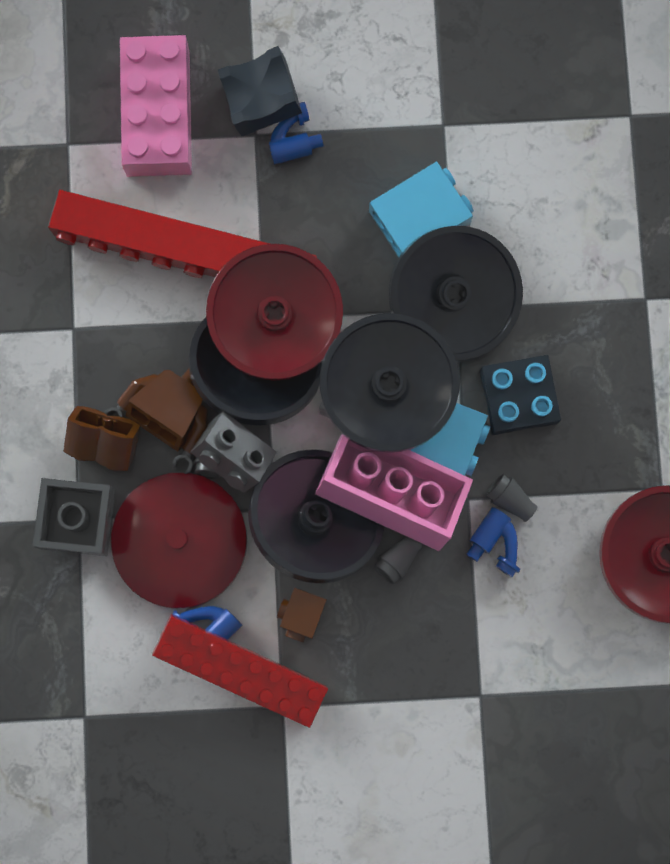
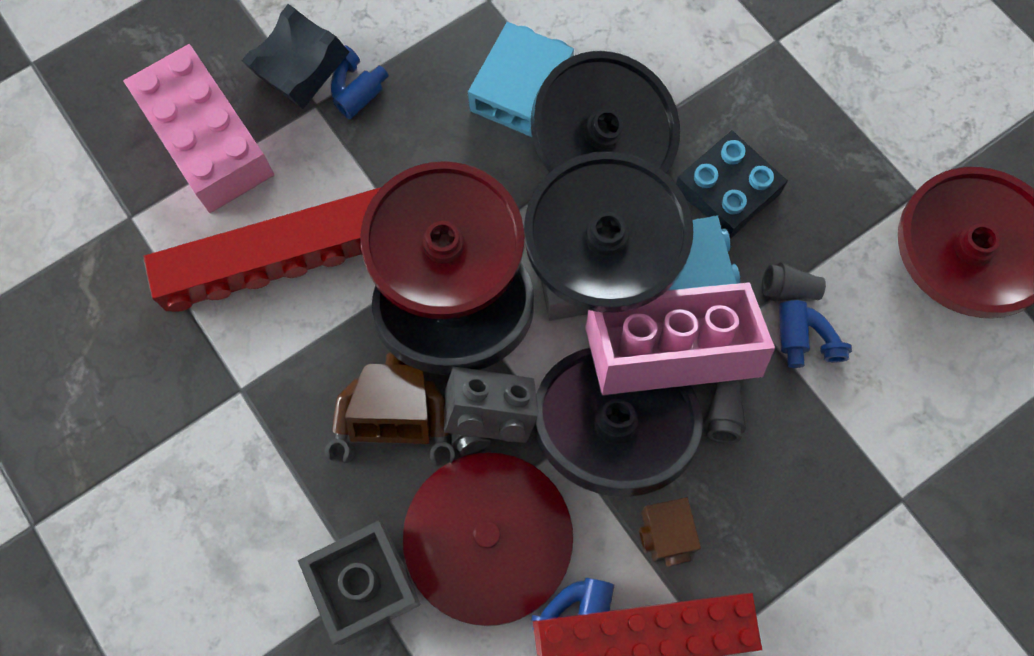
camera: 30 degrees left, 10 degrees down
(101, 438) = (338, 480): reddish brown brick -> none

